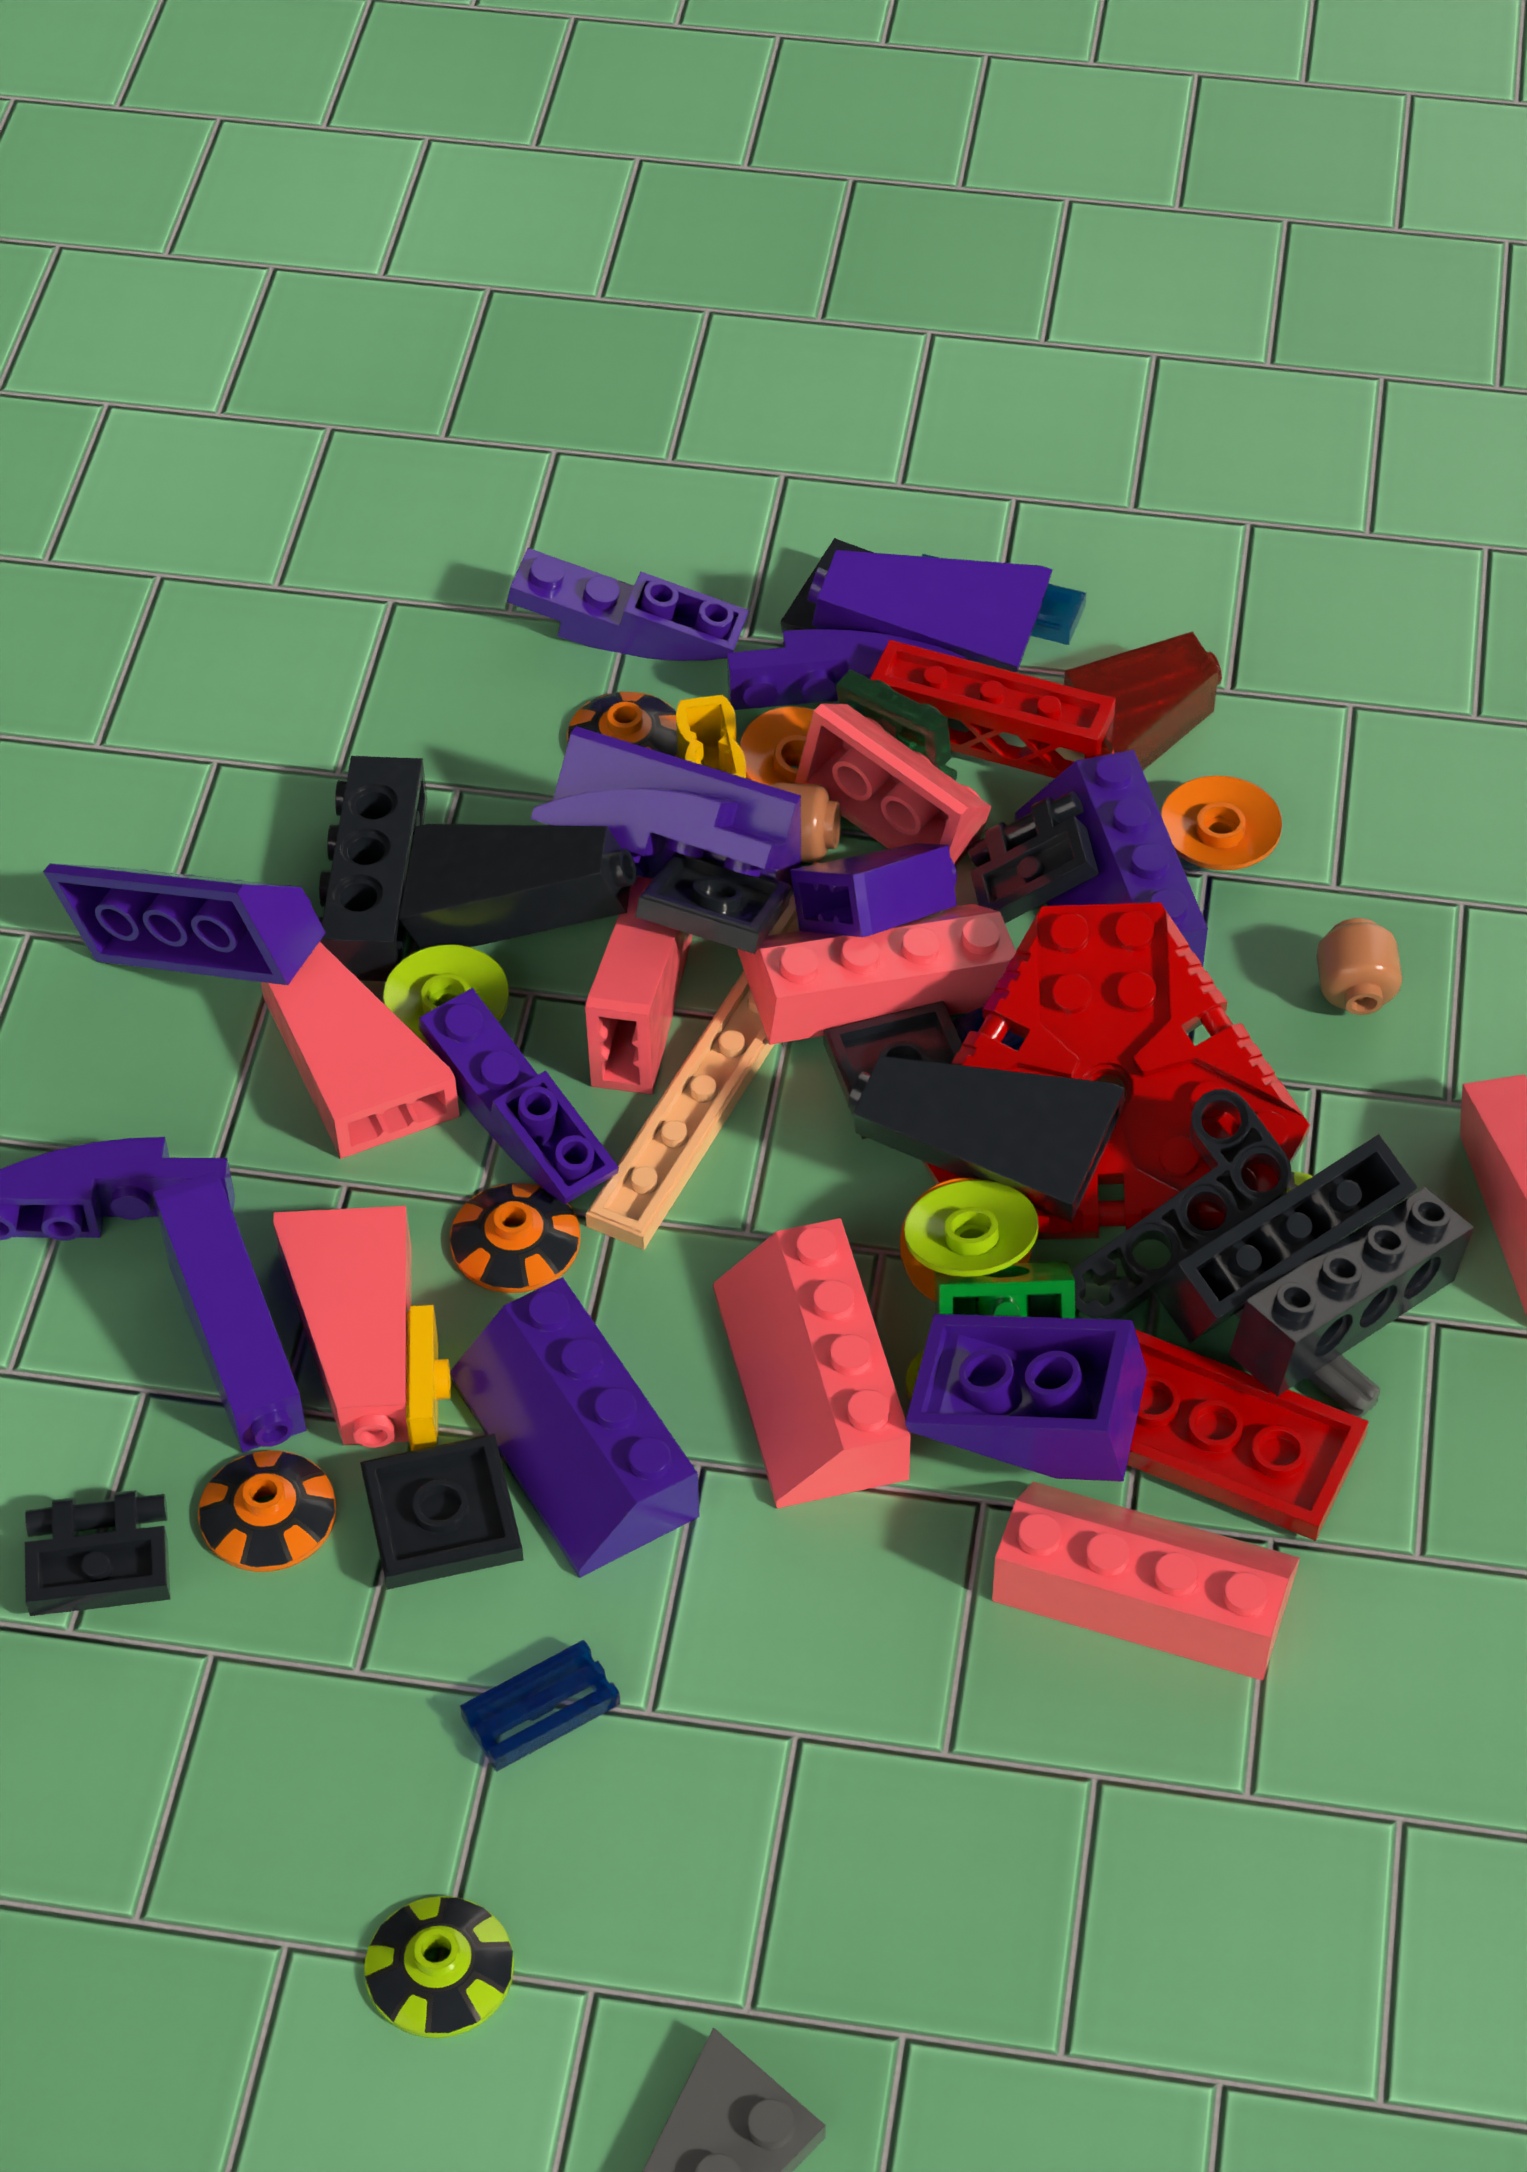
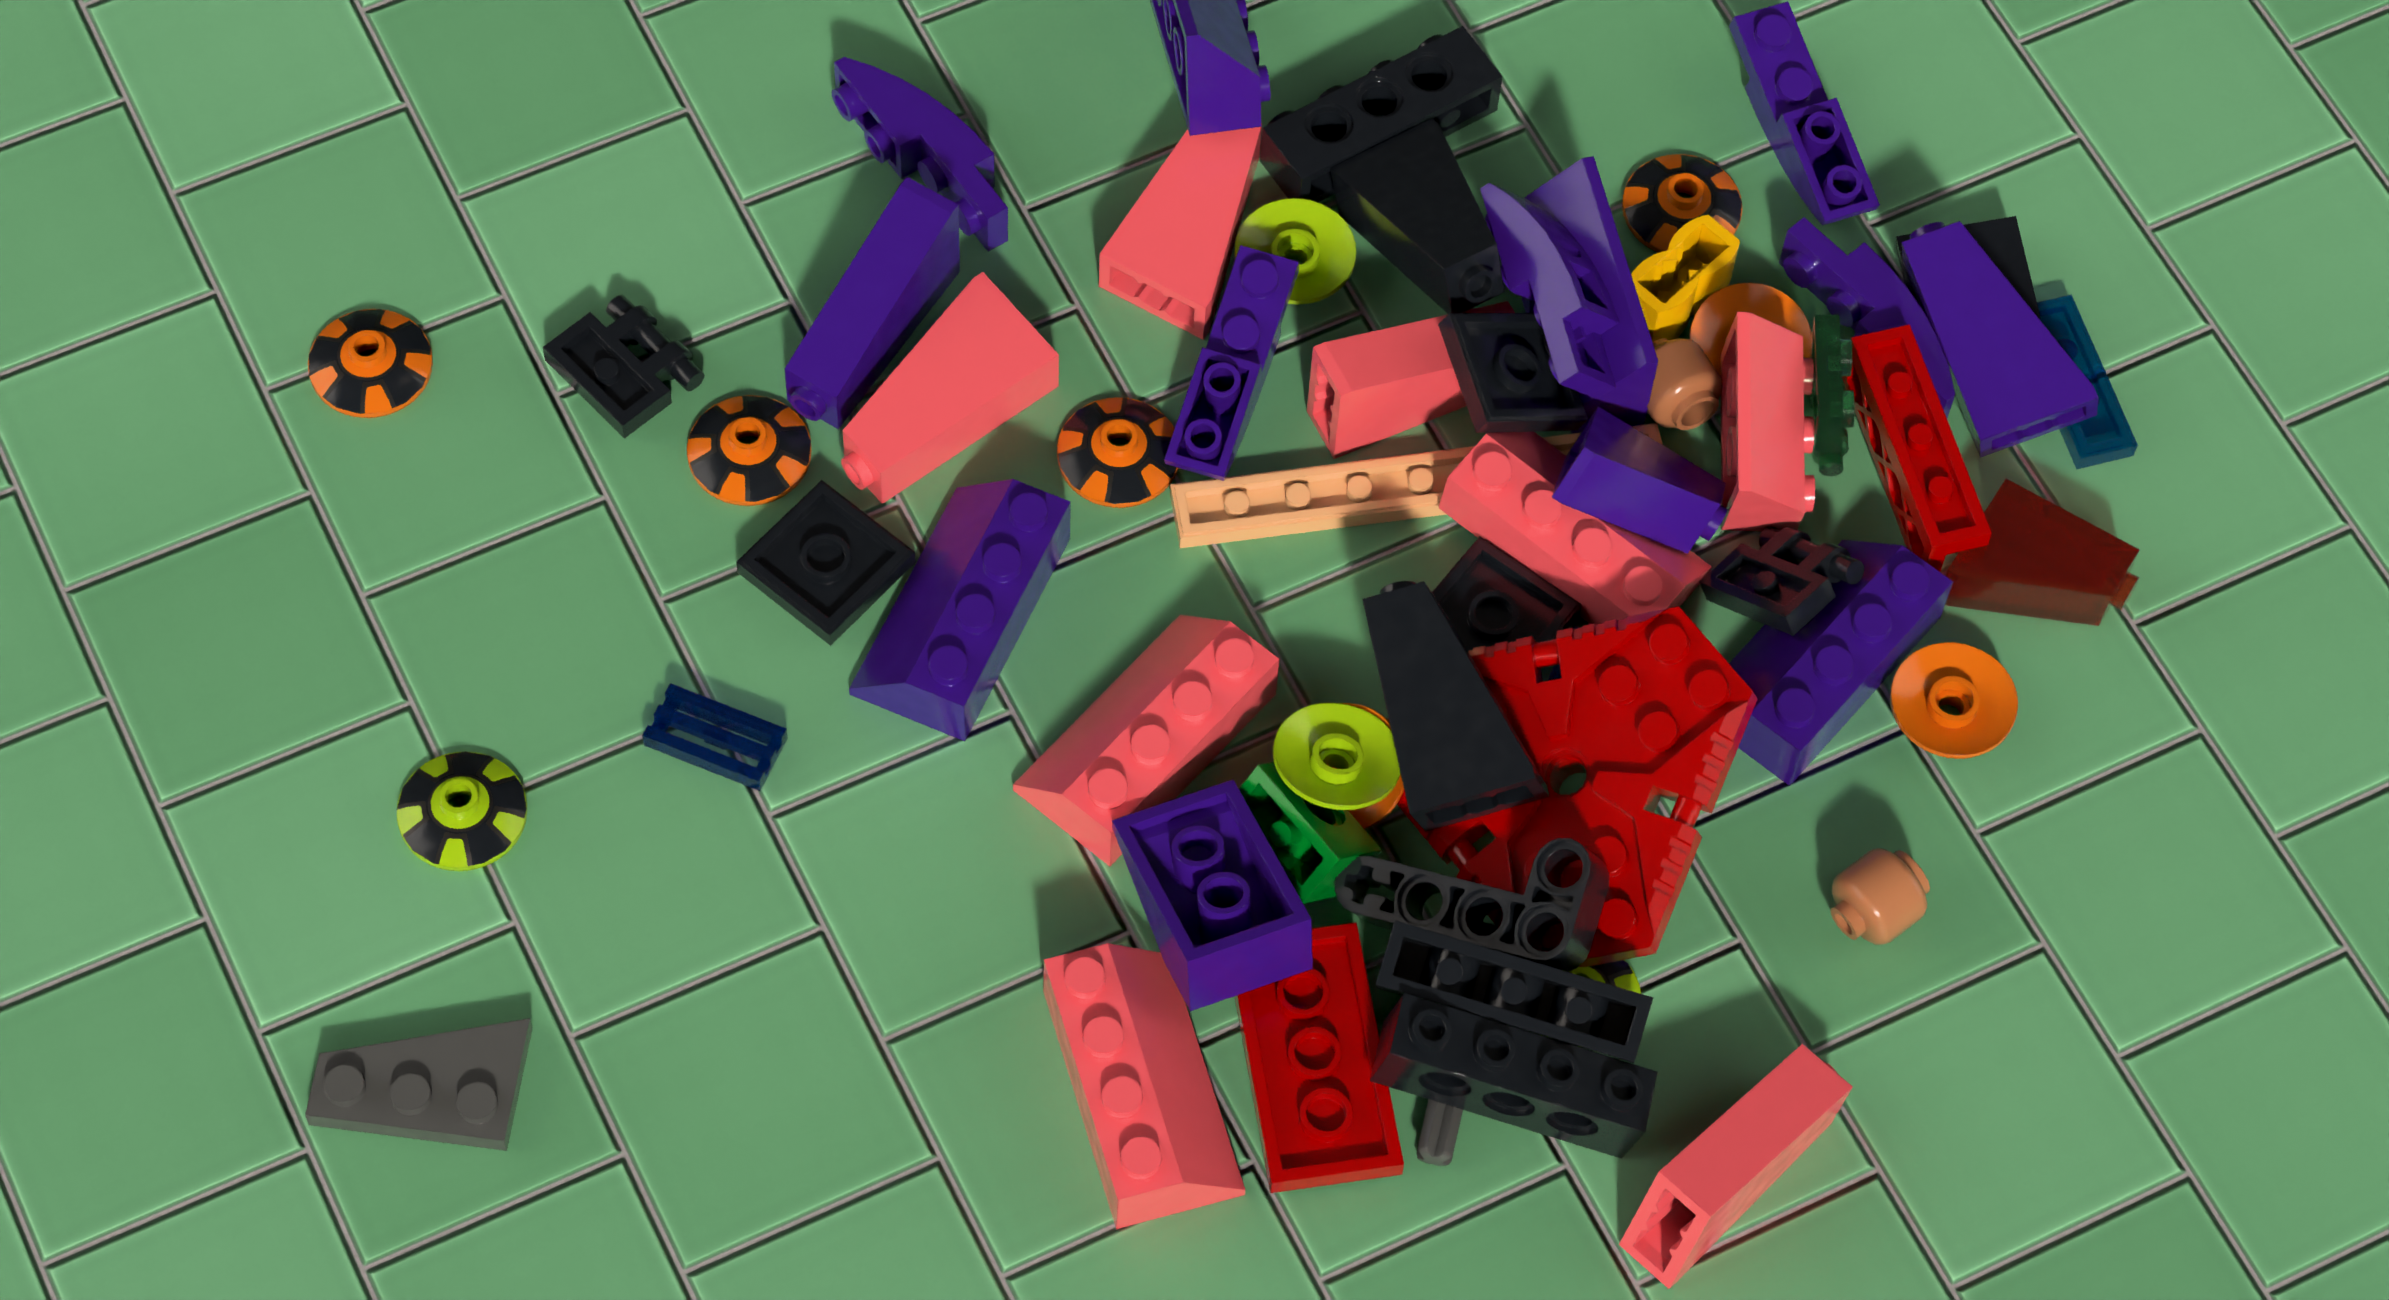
camera: 50 degrees right, 10 degrees up
(426, 1377) = (927, 473): yellow plate -> none

